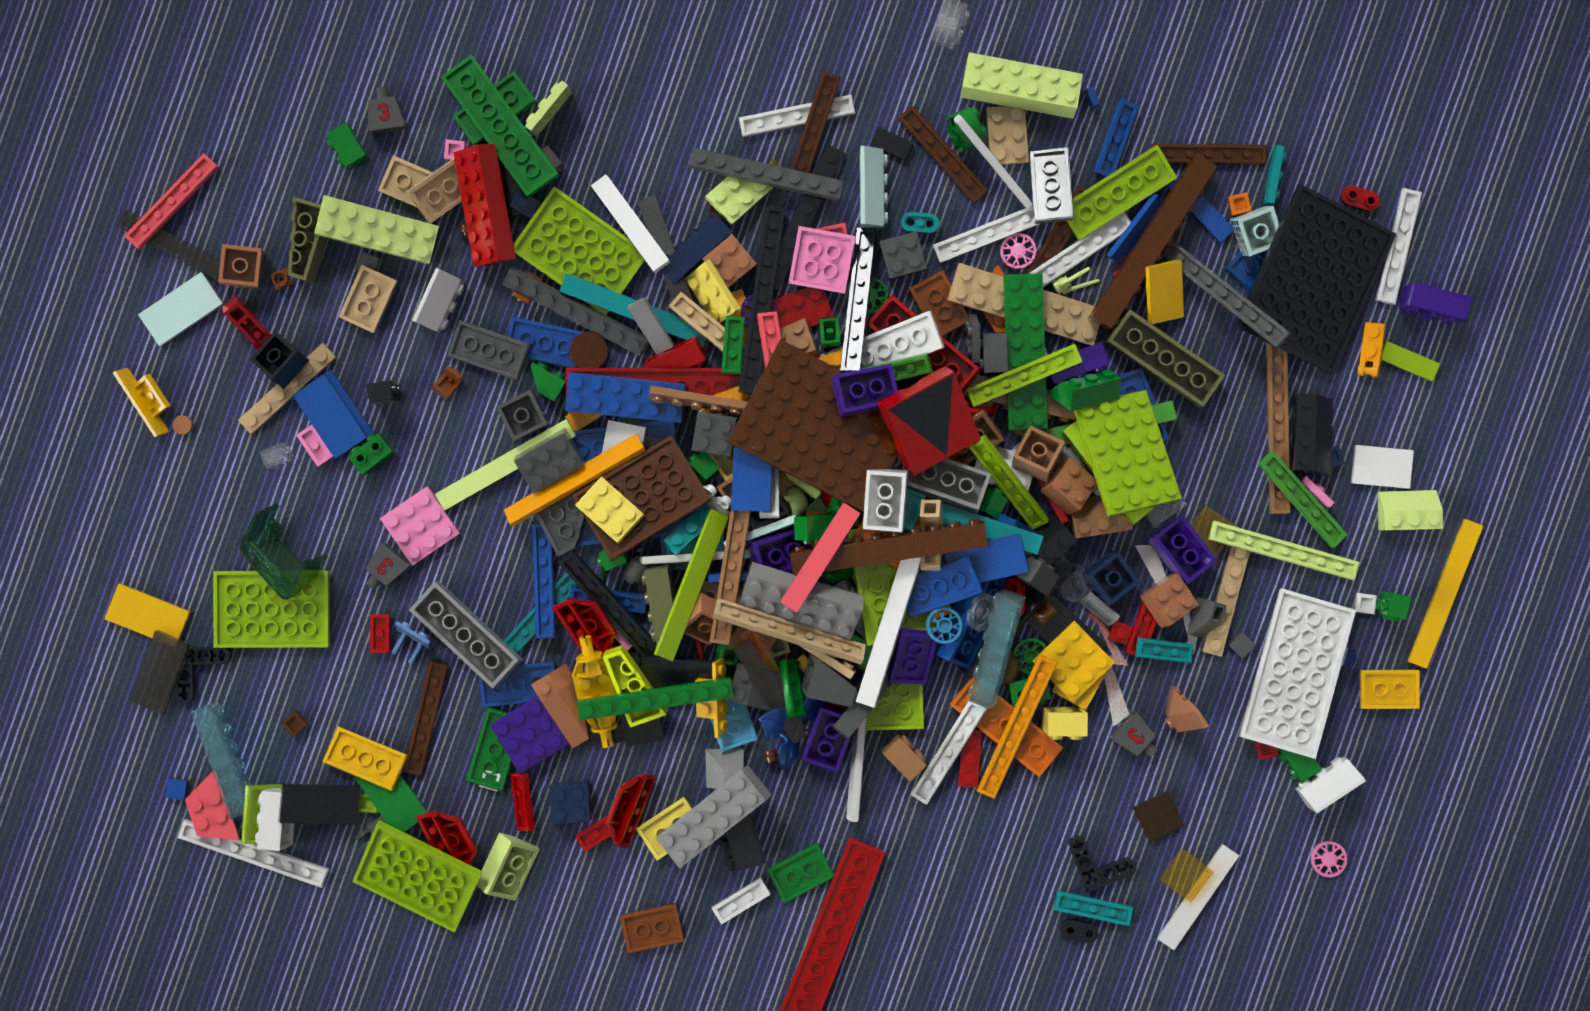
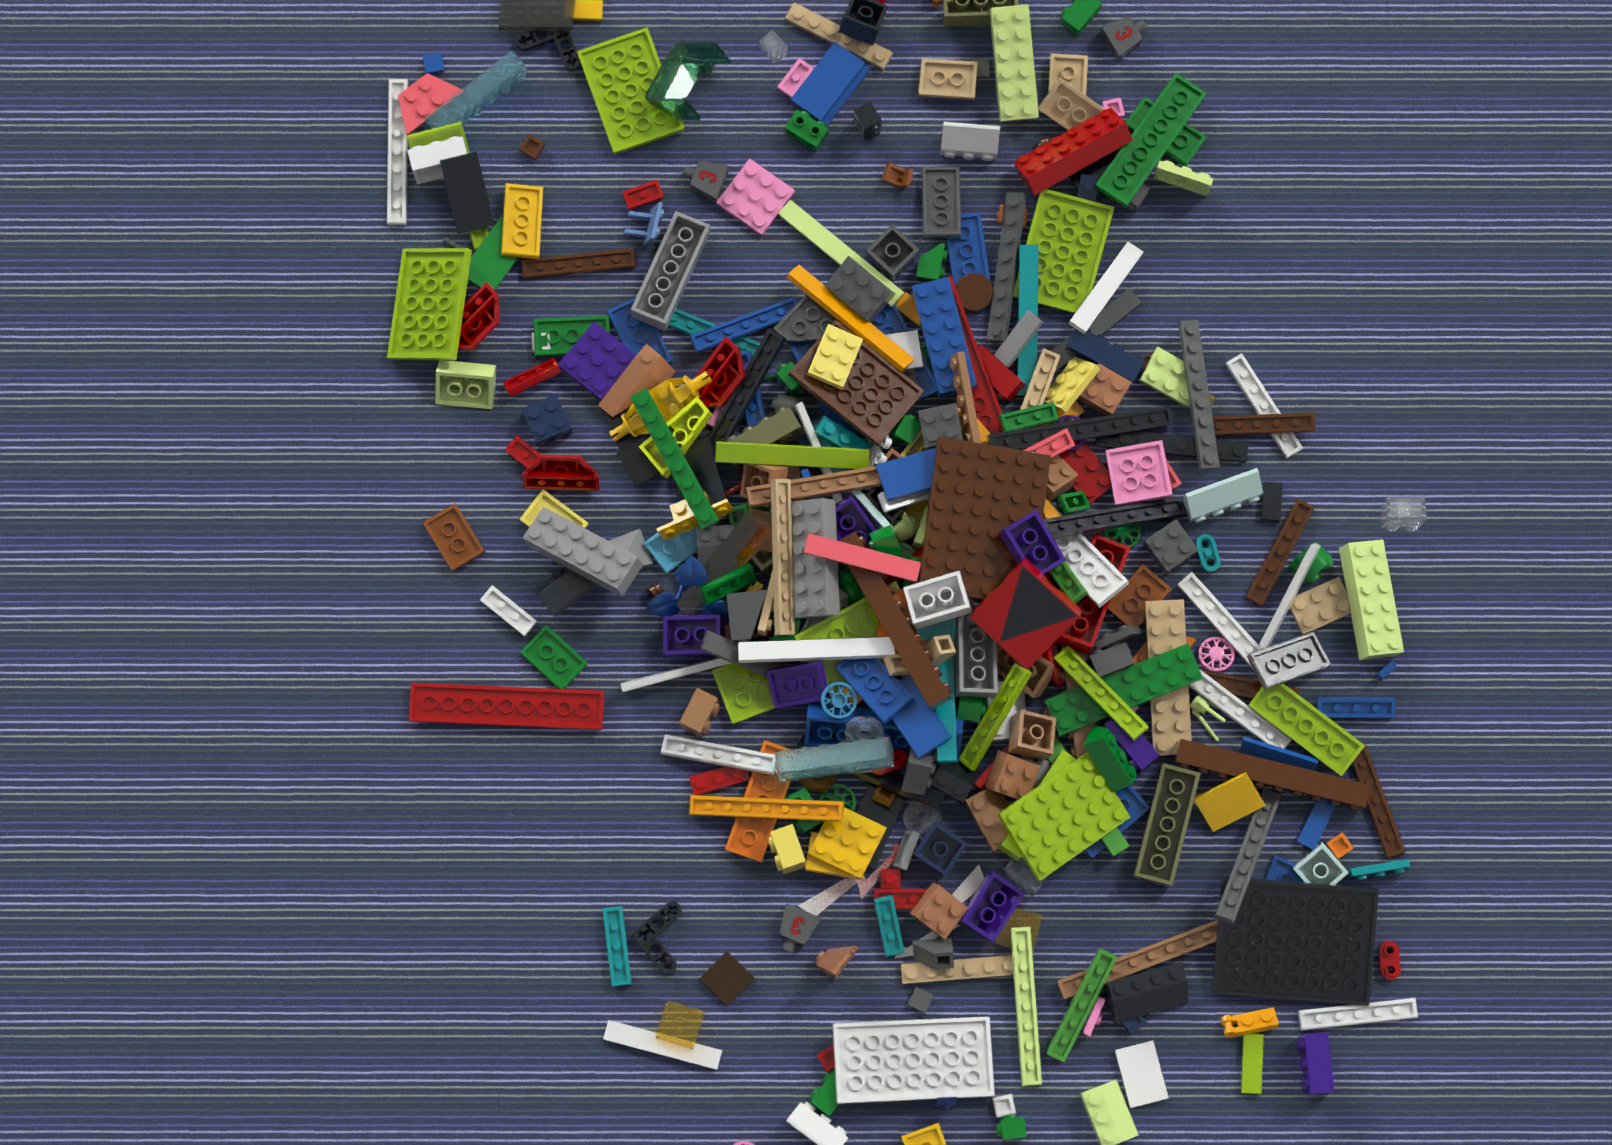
camera: 65 degrees right, 10 degrees down
(1079, 930) = (588, 941): black plate -> none

